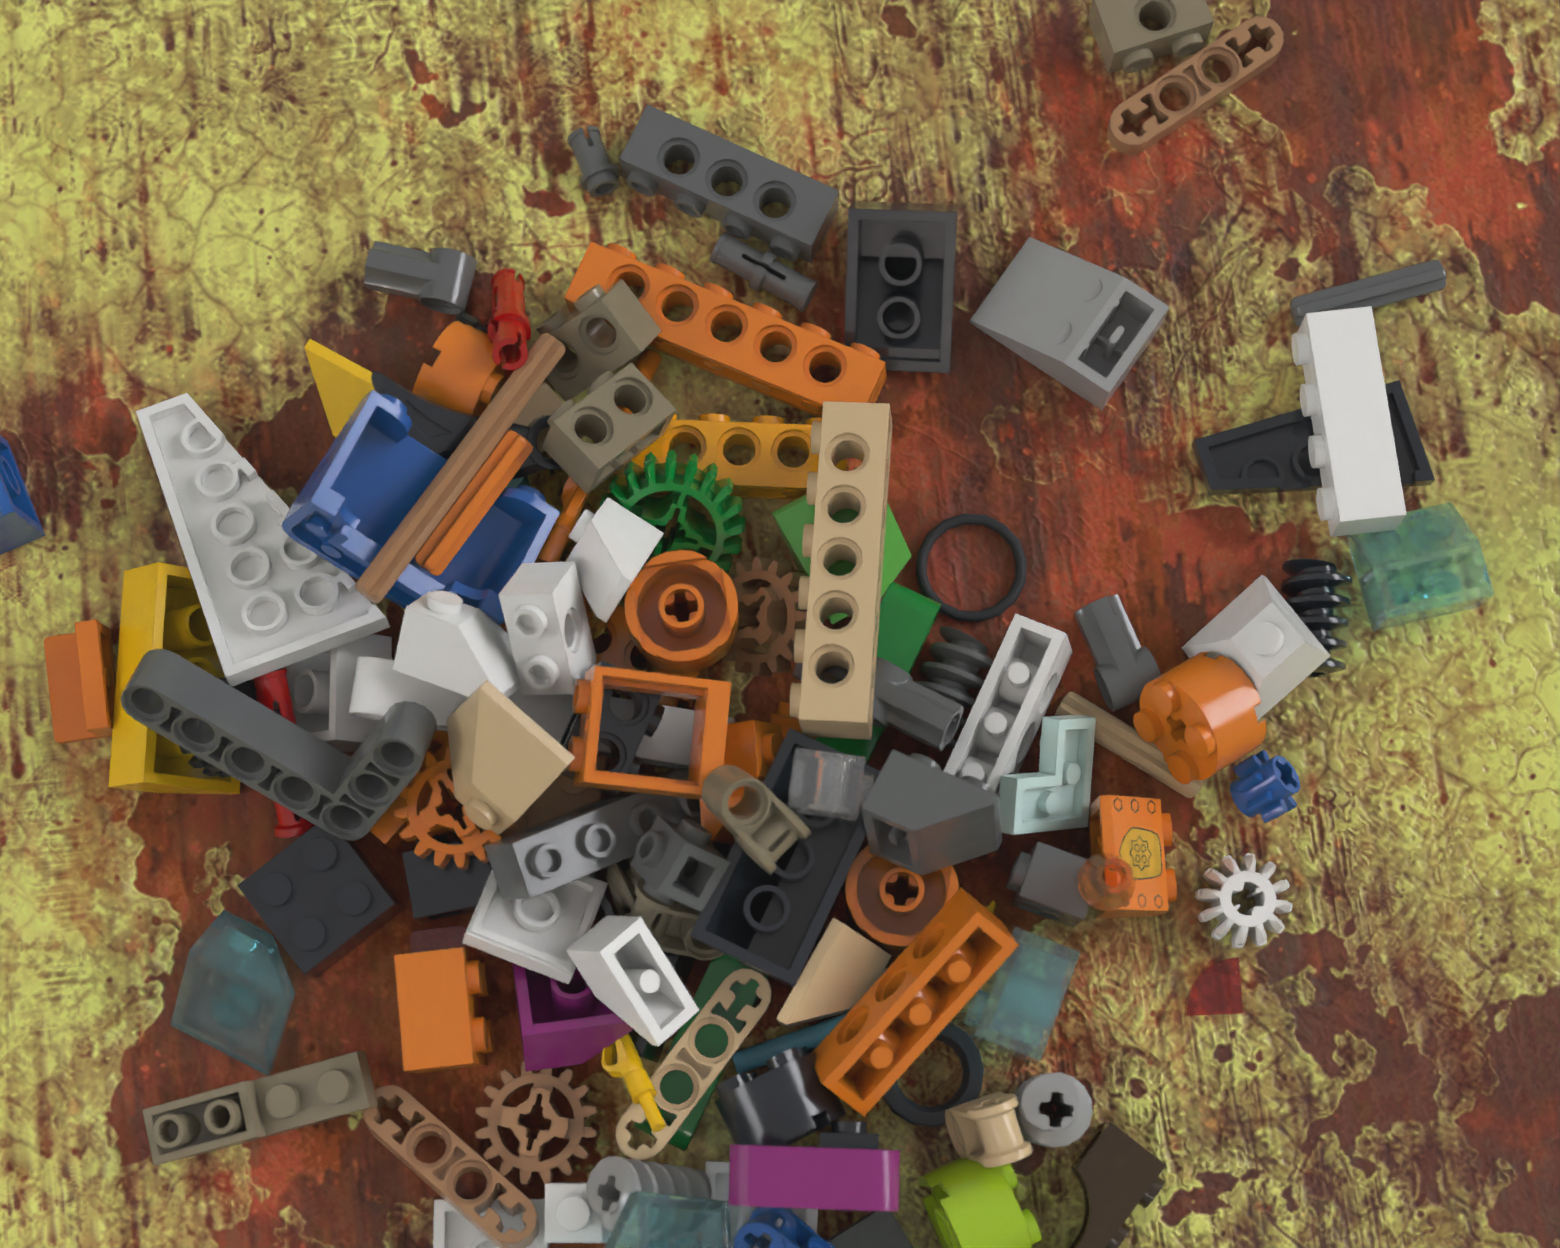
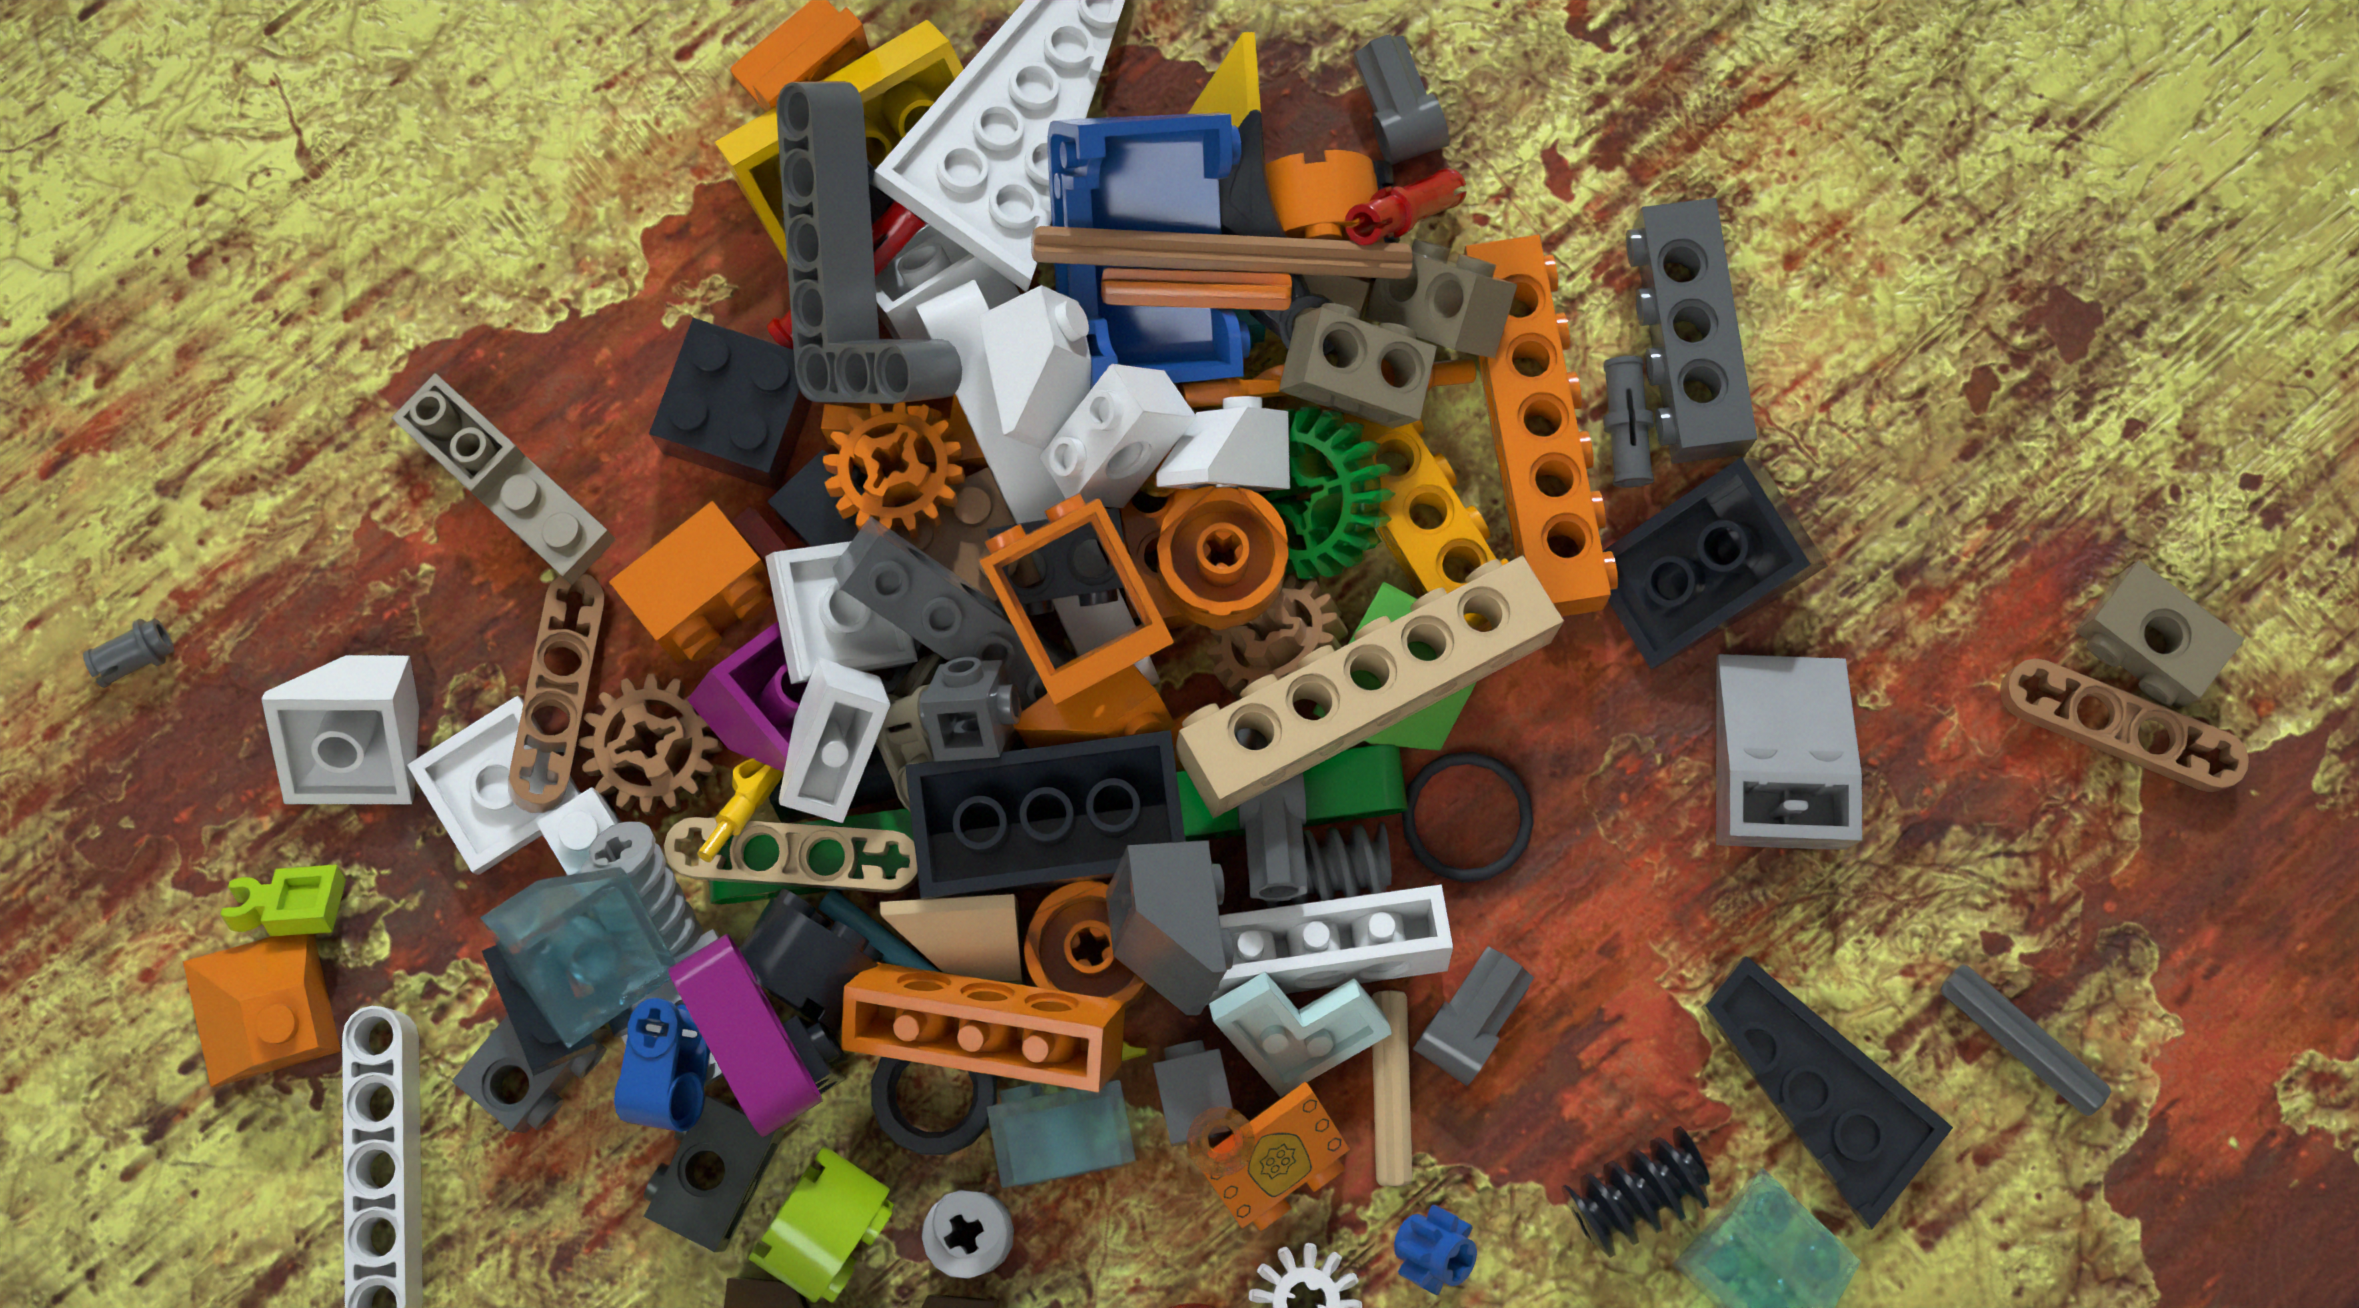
camera: 55 degrees right, 0 degrees up
(235, 992) = (597, 383): clear light blue slope -> none
(500, 758) = (954, 472): tan slope -> none
(597, 172) = (1618, 199): dark grey pin -> none
(759, 821) = (1053, 757): dark tan piece -> none
(828, 784) = (1134, 799): clear brick -> none
(987, 1130) = (905, 1183): tan piece -> none
(1200, 716) = (1459, 1137): orange brick -> none
(1264, 641) = (1565, 1153): white slope -> none
(1349, 422) = (1869, 1101): white brick -> none

